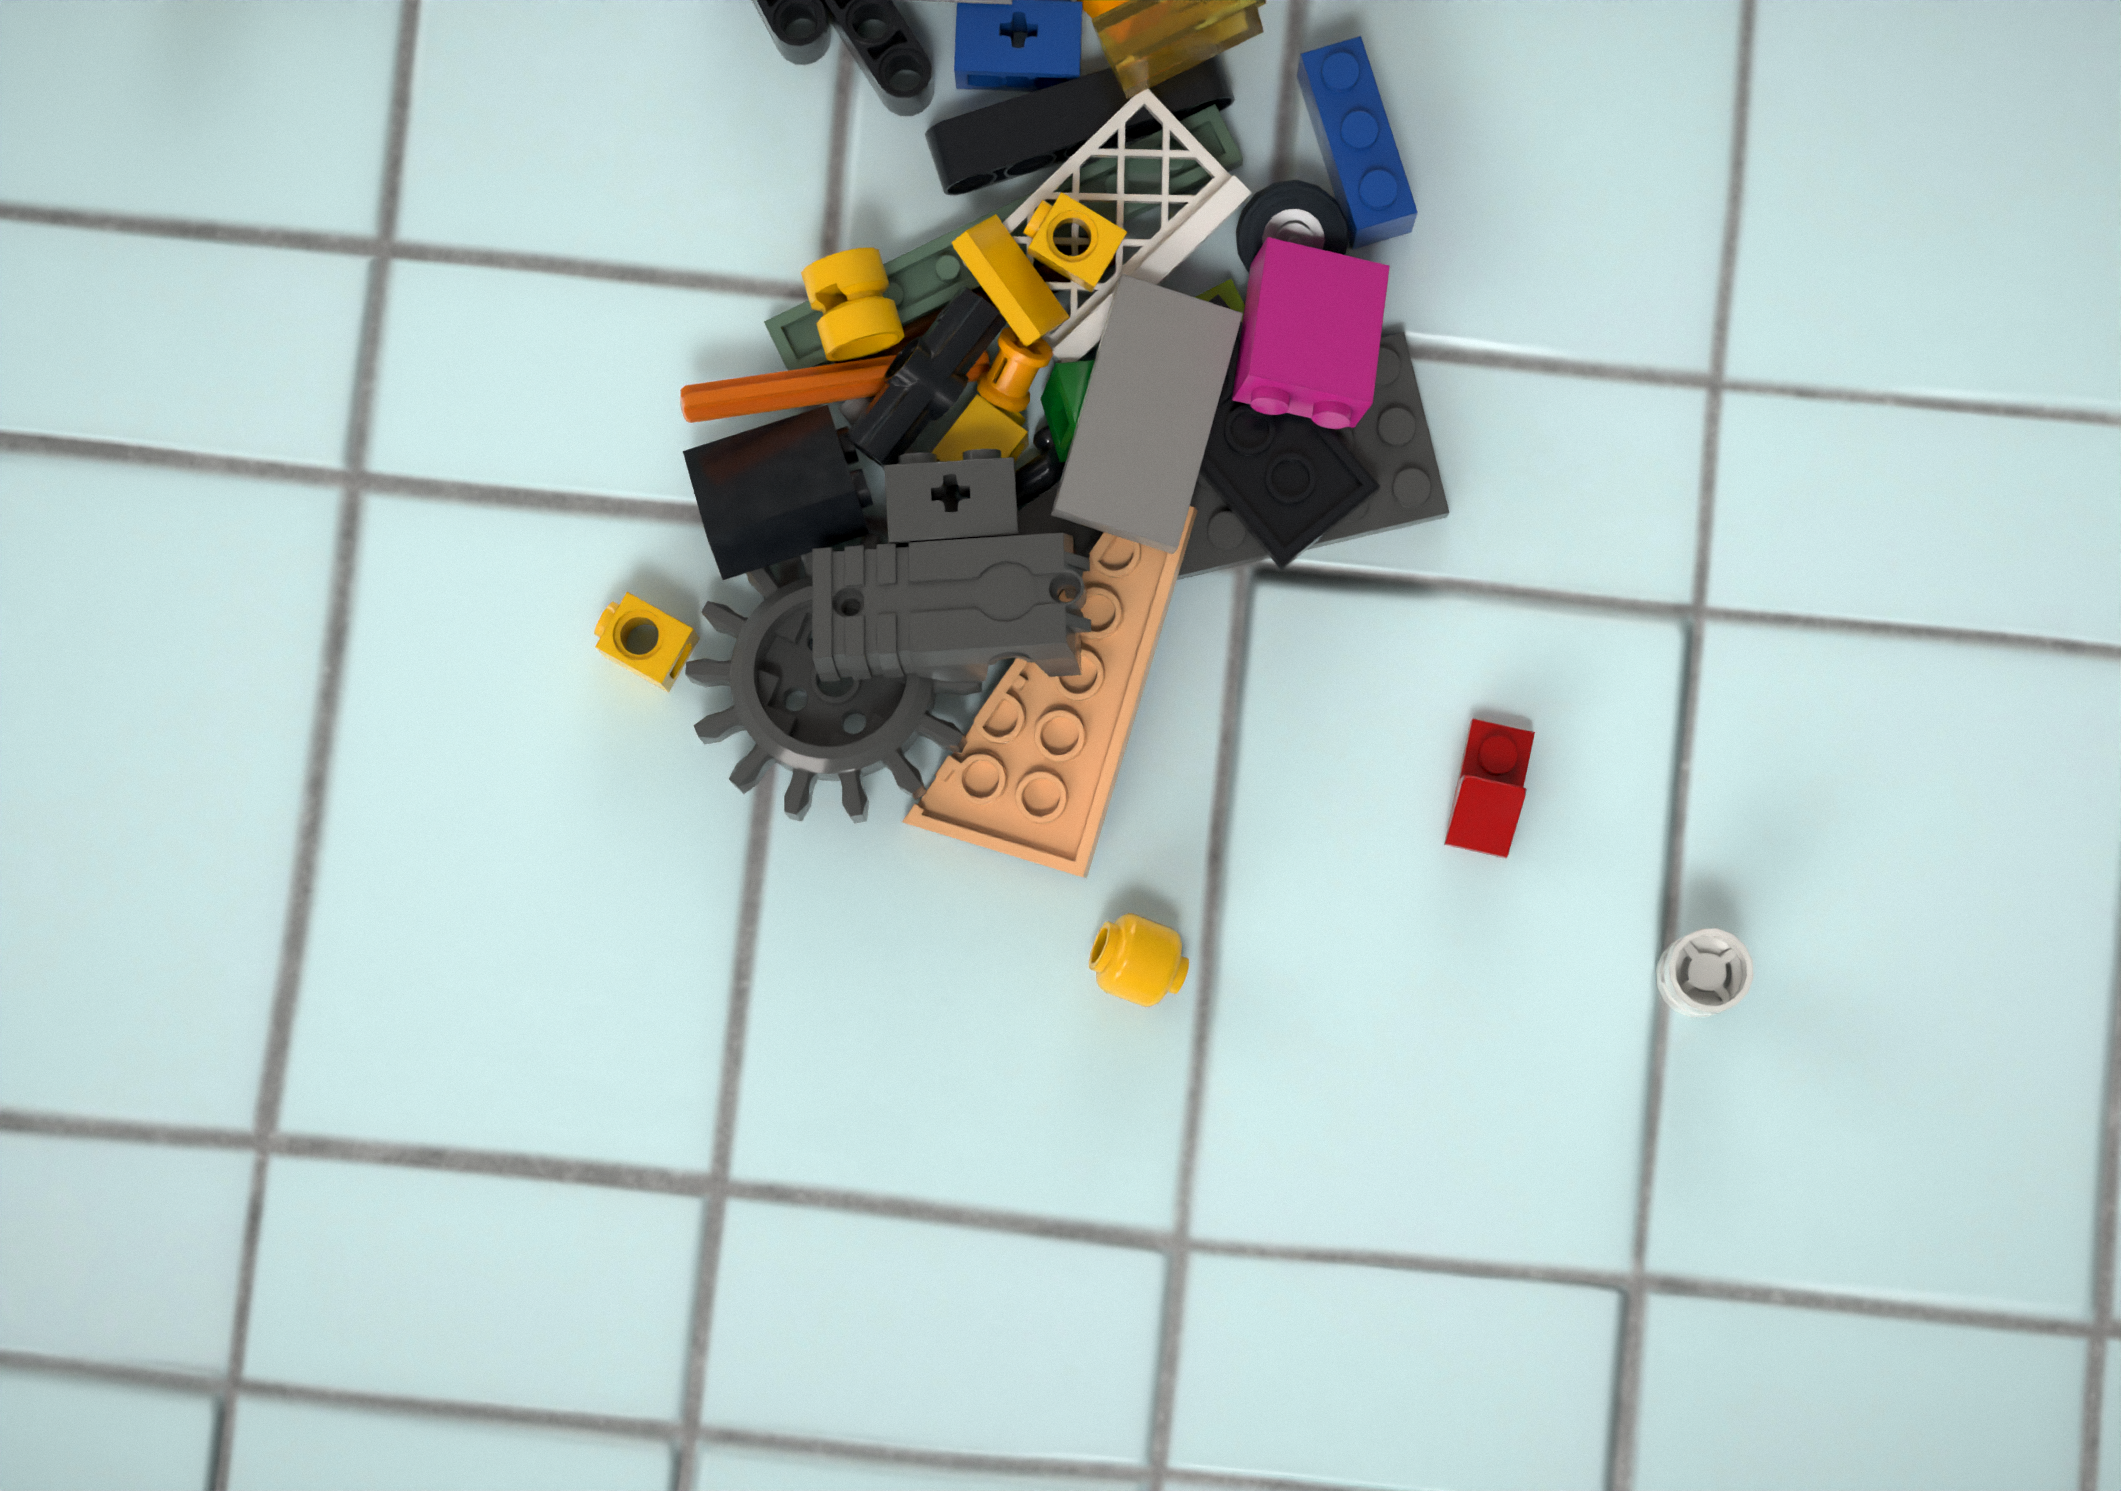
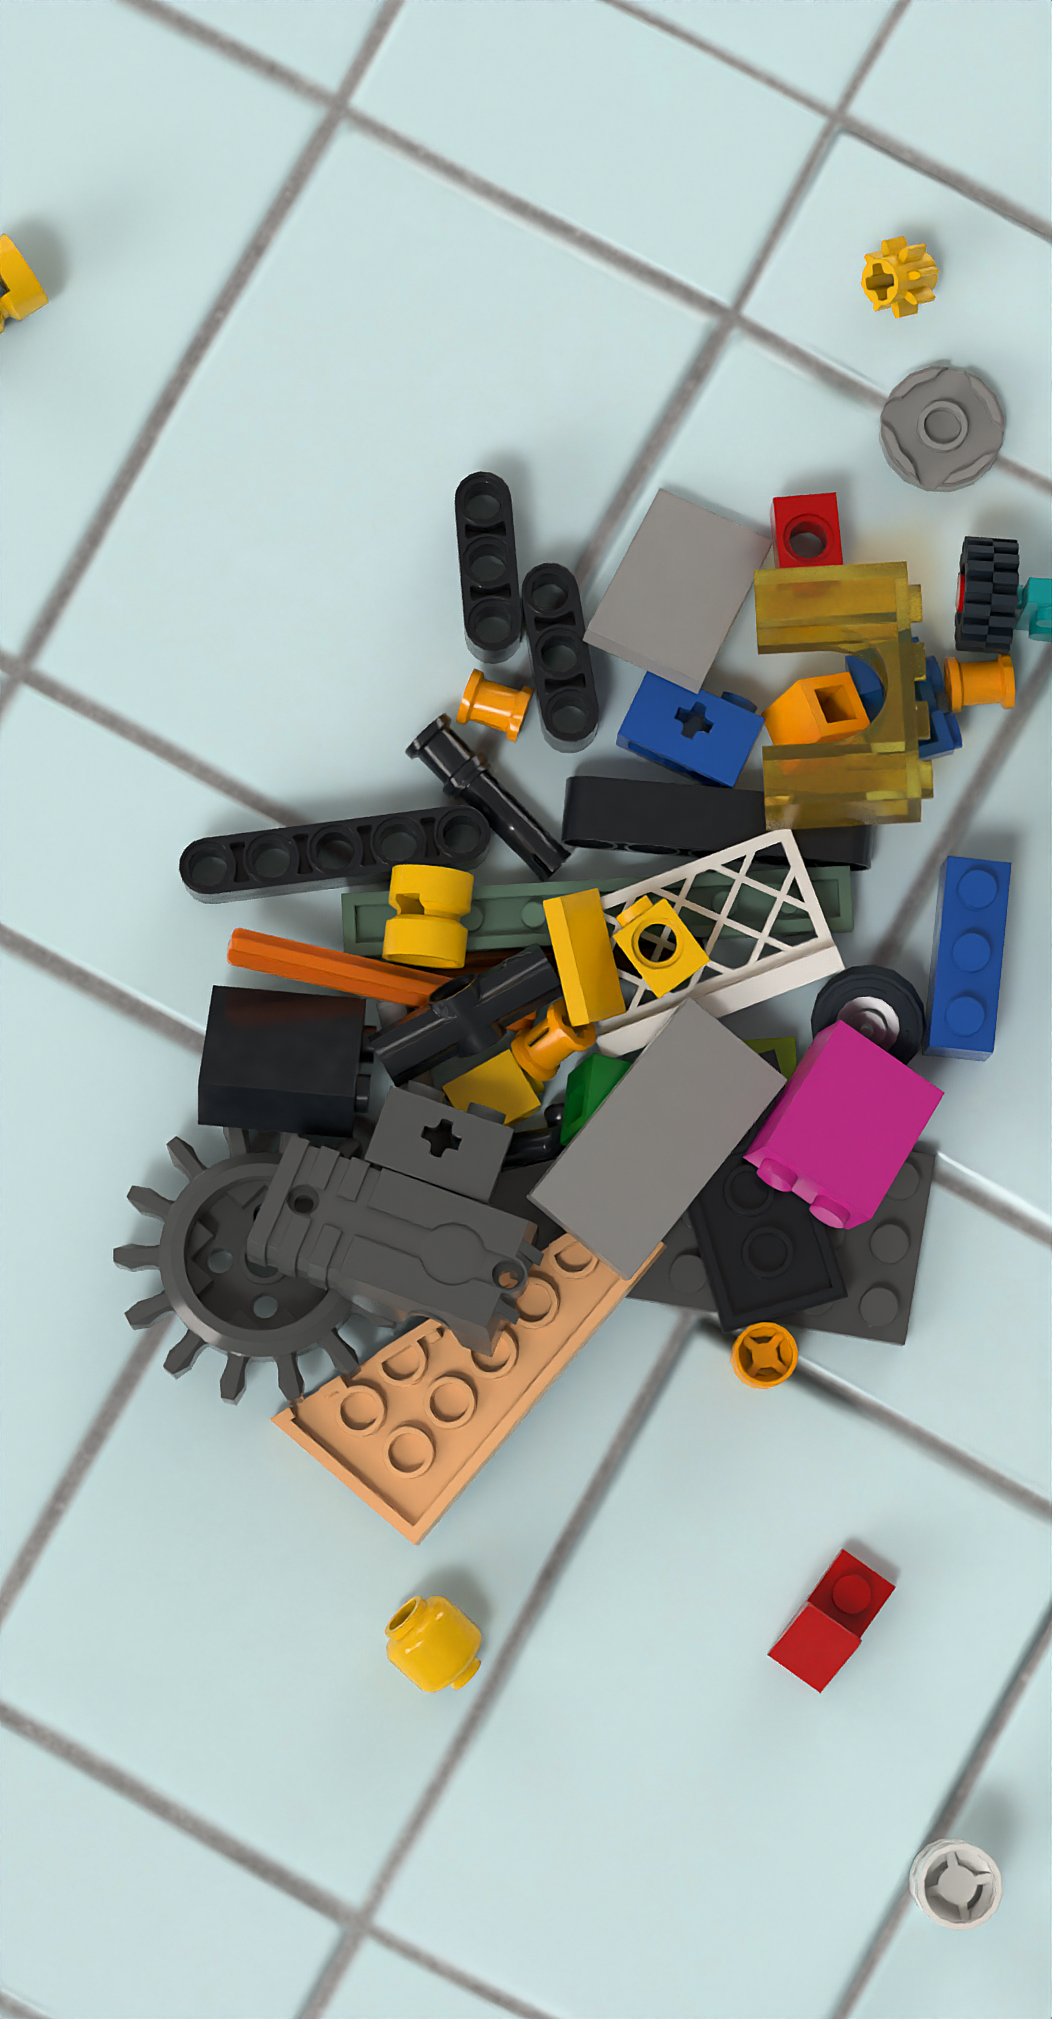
camera: 15 degrees right, 0 degrees up
(665, 660) = (123, 1167): yellow brick -> none
(711, 288) = (305, 842): none -> black beam
(831, 96) = (494, 705): none -> light orange bush
(835, 171) = (467, 776): none -> black pin
(1329, 563) = (771, 1349): none -> light orange wheel

